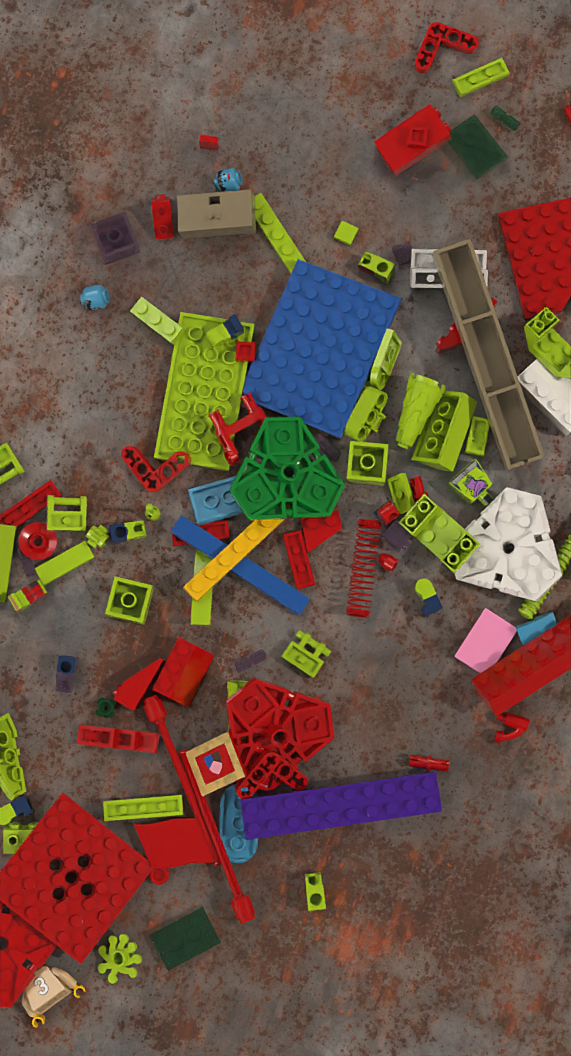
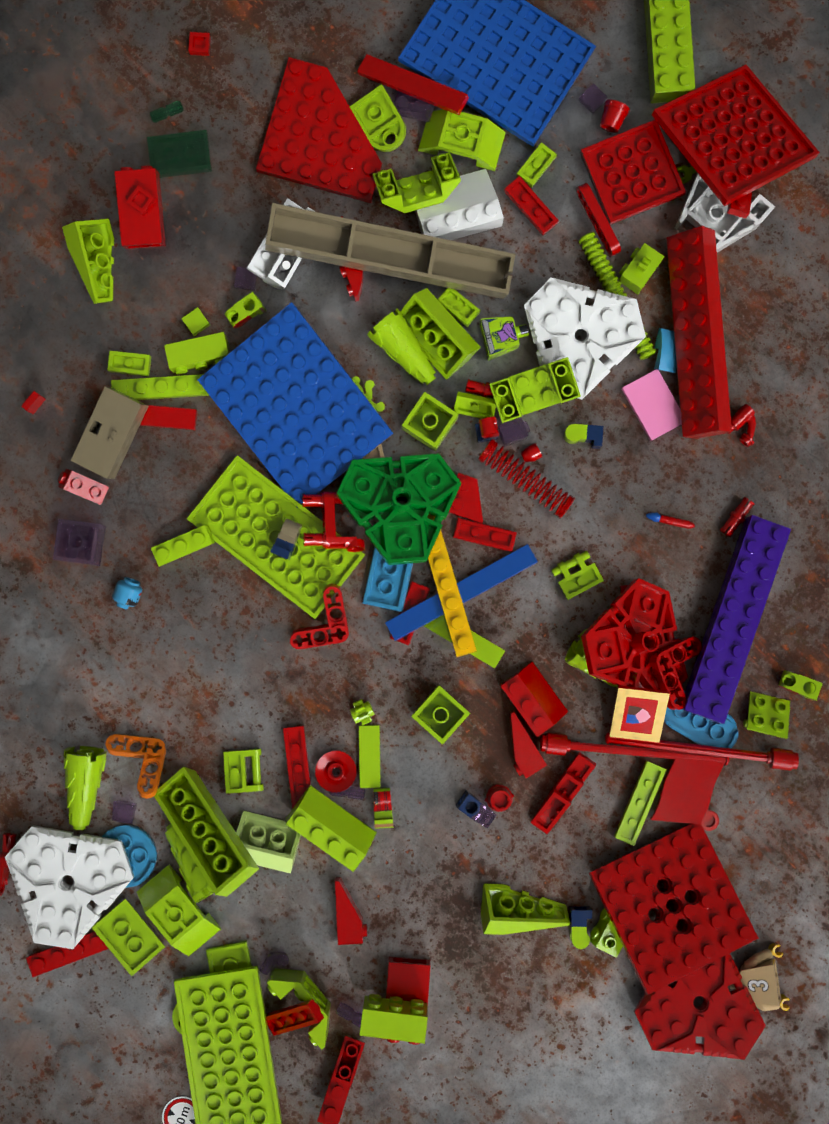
camera: 60 degrees left, 5 degrees up
(66, 519) = (330, 732): lime plate -> none
(86, 688) = (499, 797): none -> red piece
(102, 703) = (528, 794): dark green plate -> none
(119, 957) = (767, 897): lime animal -> none
(127, 532) = (372, 681): leg -> none
(155, 514) = (364, 649): lime hinge -> none
(185, 938) = (779, 826): clear green plate -> none
(206, 399) = (287, 539): none -> leg
(225, 332) = (231, 486): leg -> none
(228, 180) = (82, 404): dark azure head -> none
(245, 351) = (260, 477): red tile -> none
(254, 659) = (555, 635): piece -> none
(256, 255) = (170, 417): none -> red tile
(275, 878) = (768, 715): none -> lime hinge
(282, 199) = (129, 363): none -> lime plate
(320, 247) = (196, 352): none -> lime brick
(329, 449) = (396, 449): piece -> none
(355, 122) = (91, 249): none -> lime wedge
(366, 414) = (384, 396): lime piece -> none
(385, 359) = (340, 350): lime tile -> none
(395, 708) = (656, 517): none -> red piece
(437, 39) = (53, 131): red beam -> none
(480, 77) = (113, 112): lime tile -> none

